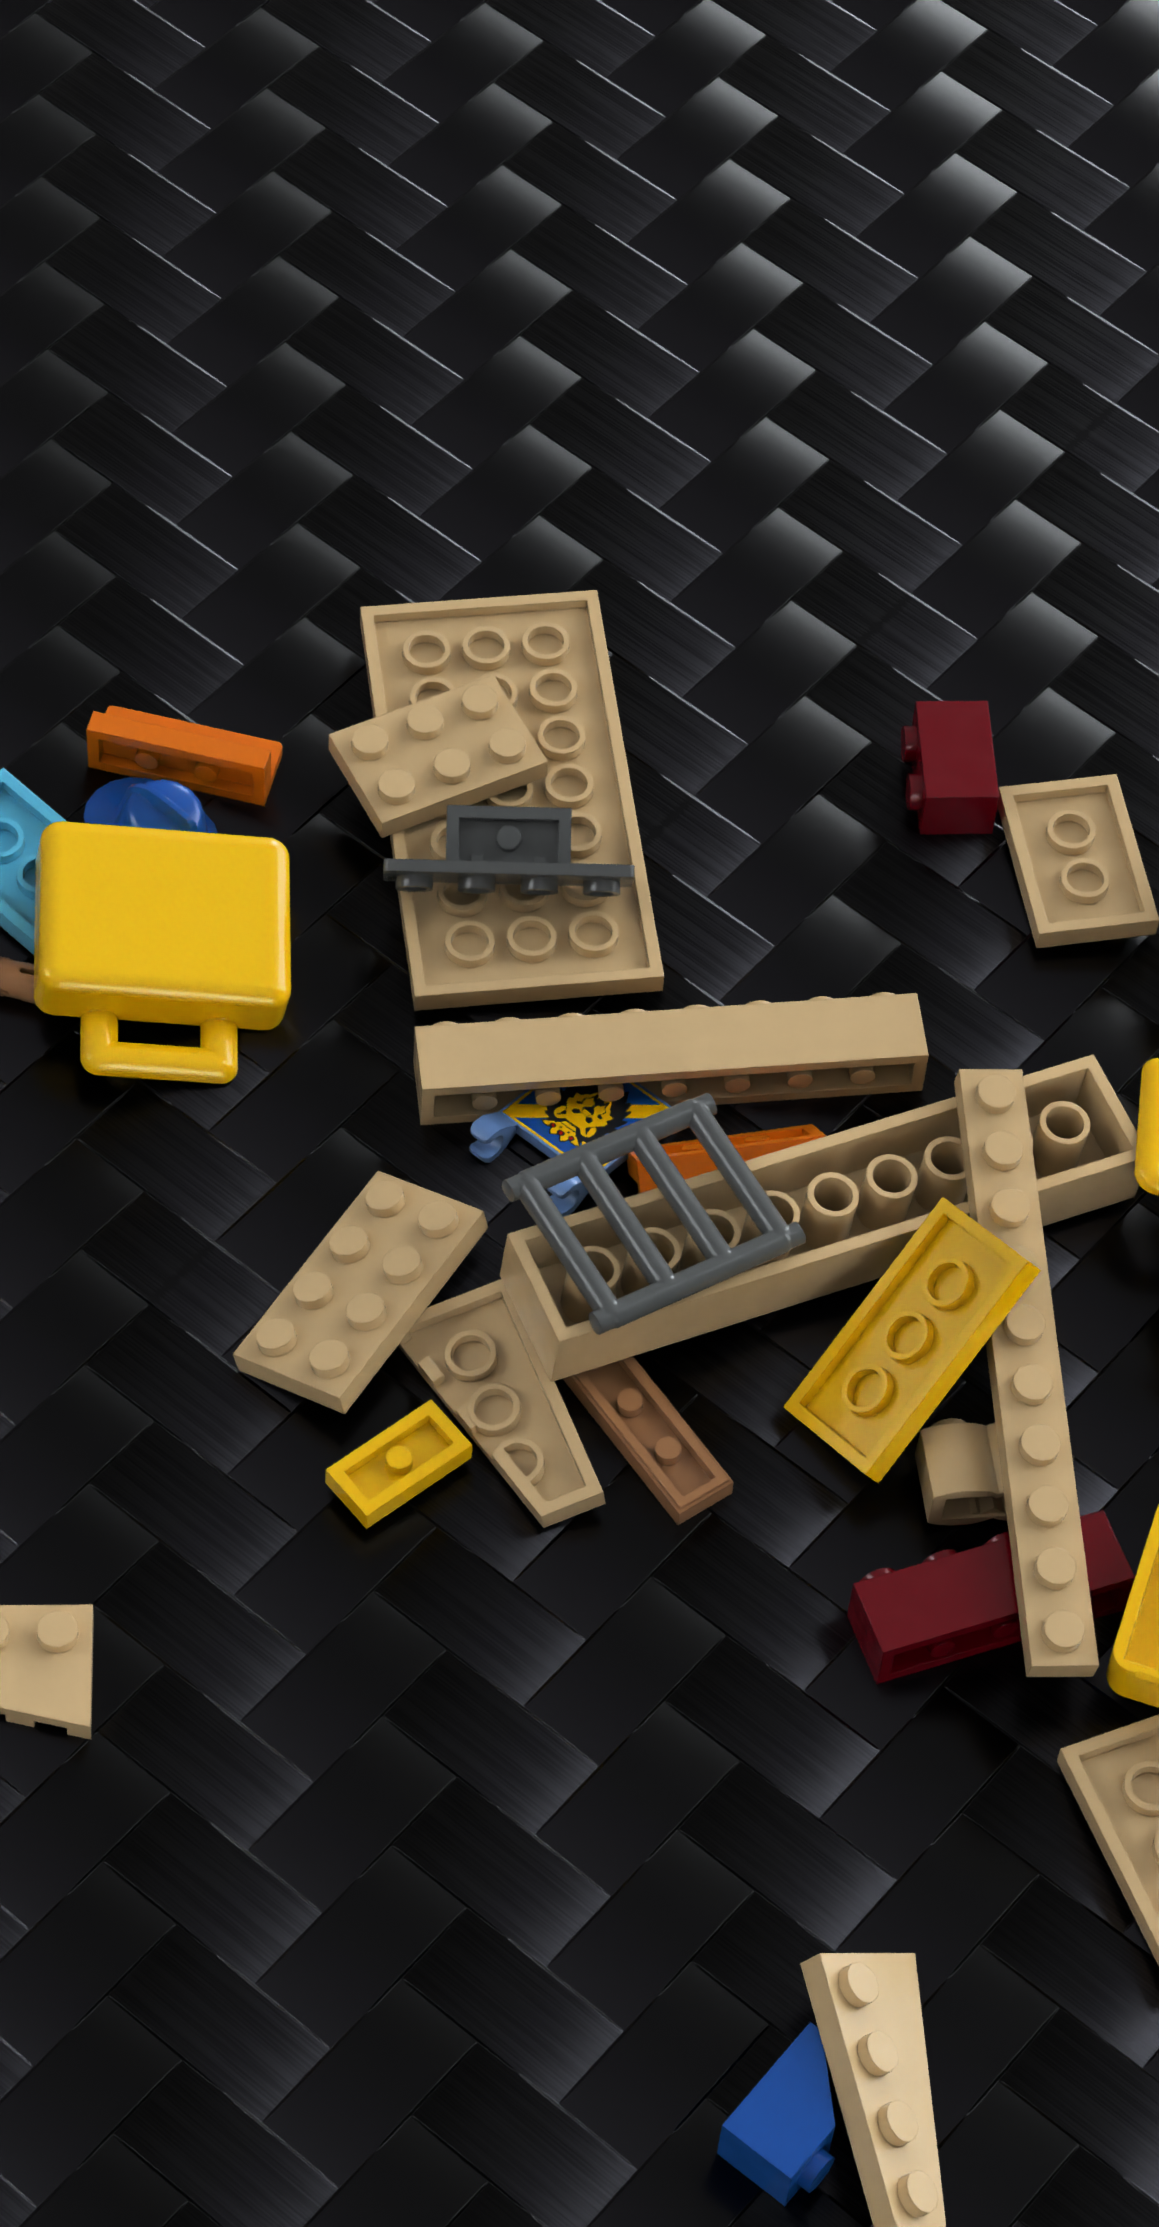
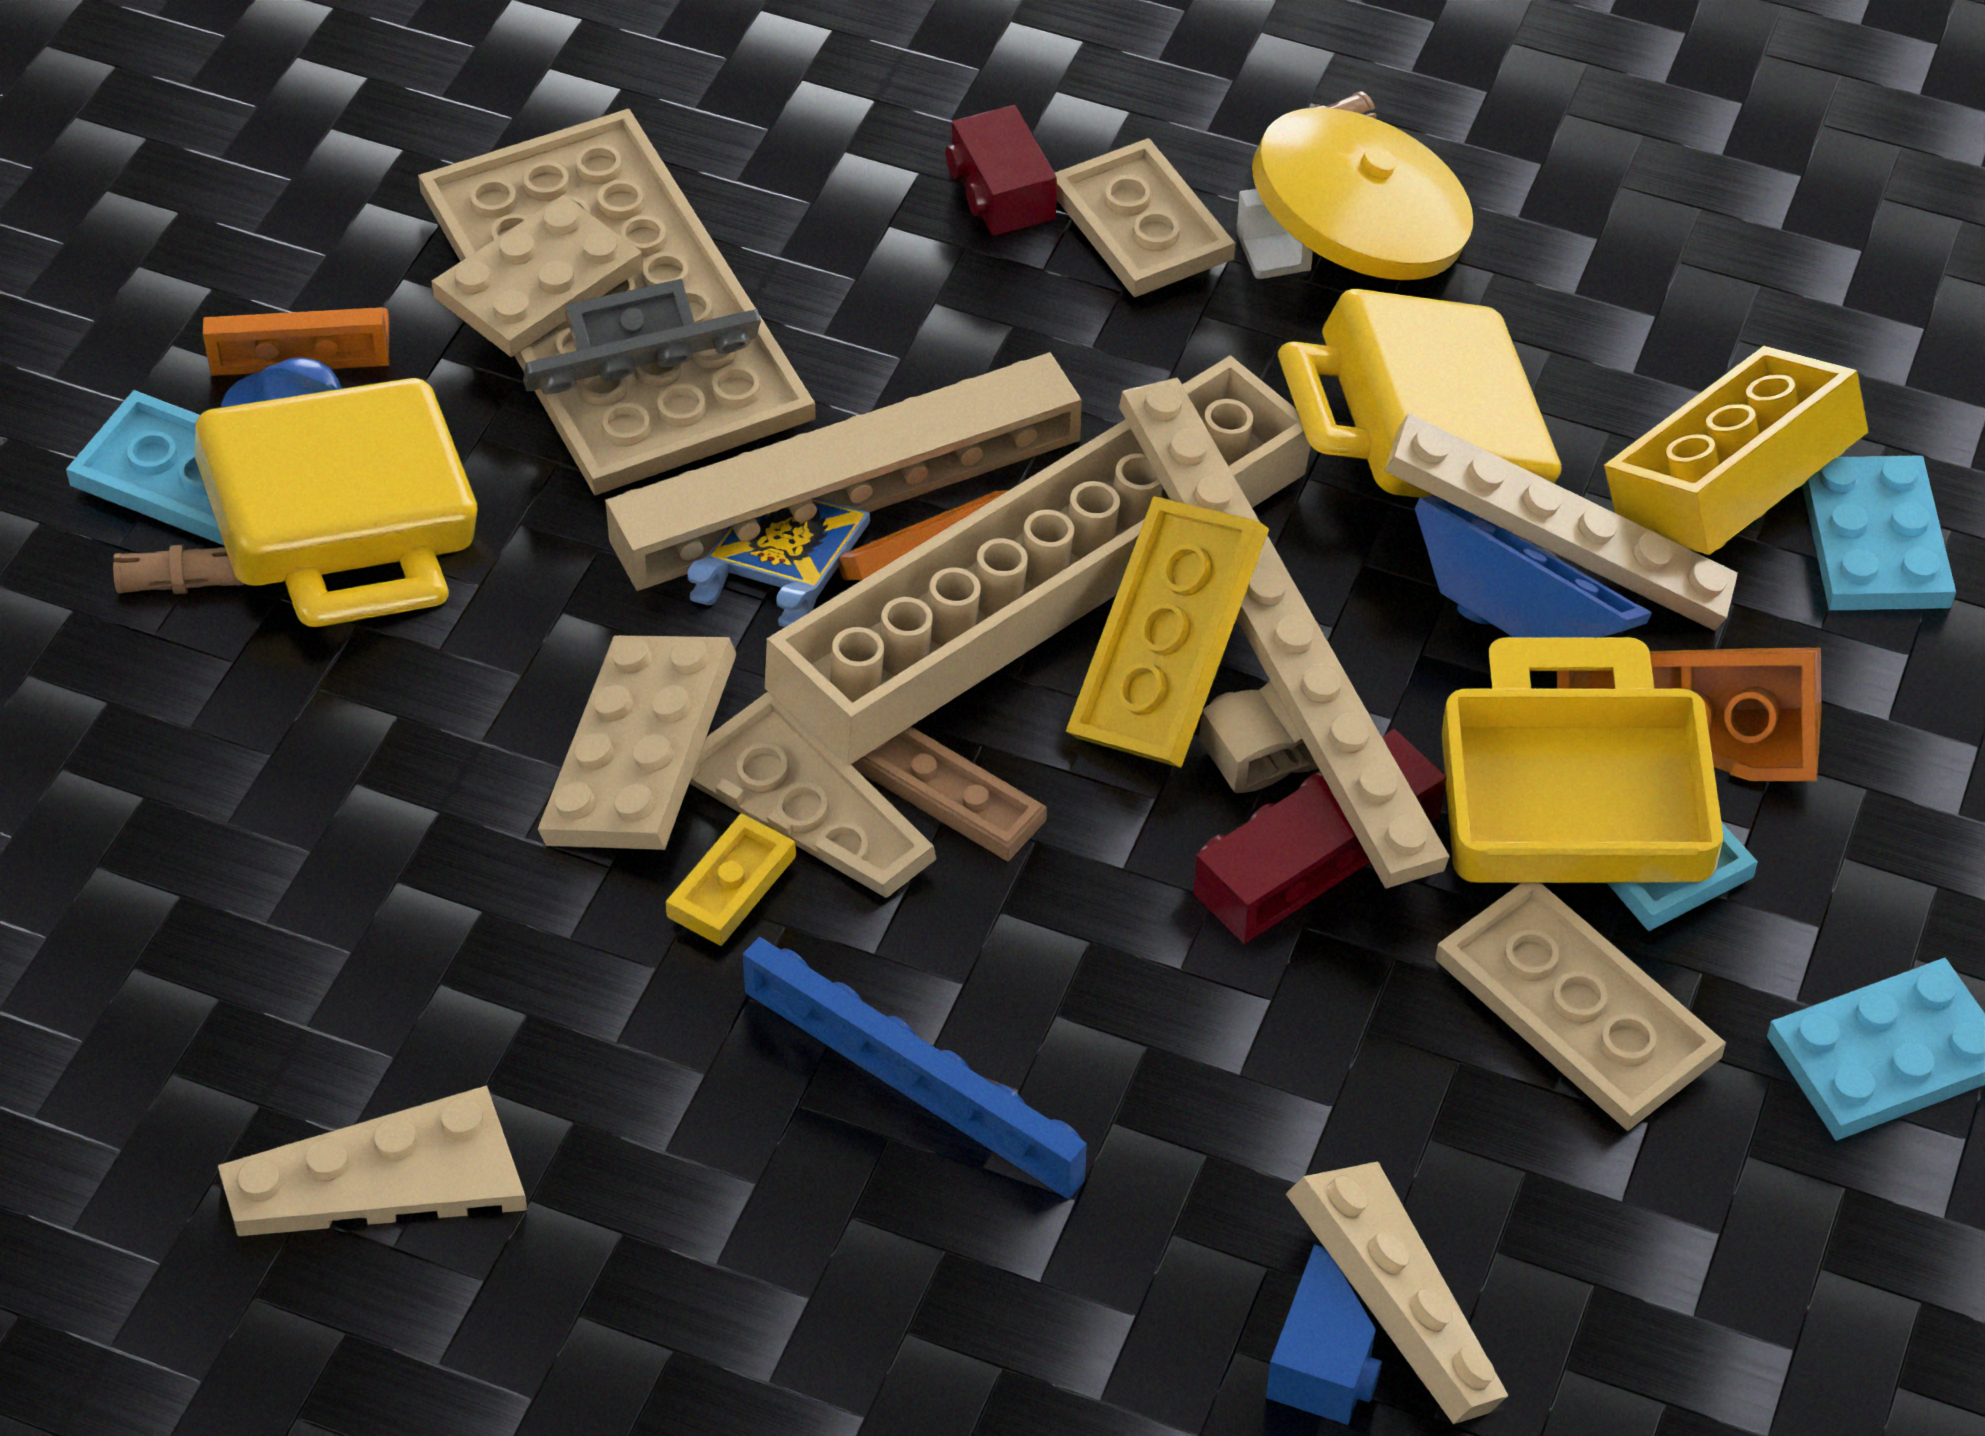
camera: 15 degrees left, 5 degrees down
(517, 1733) = (928, 1076): none -> blue plate
(663, 1285) = (928, 641): dark grey bar -> none

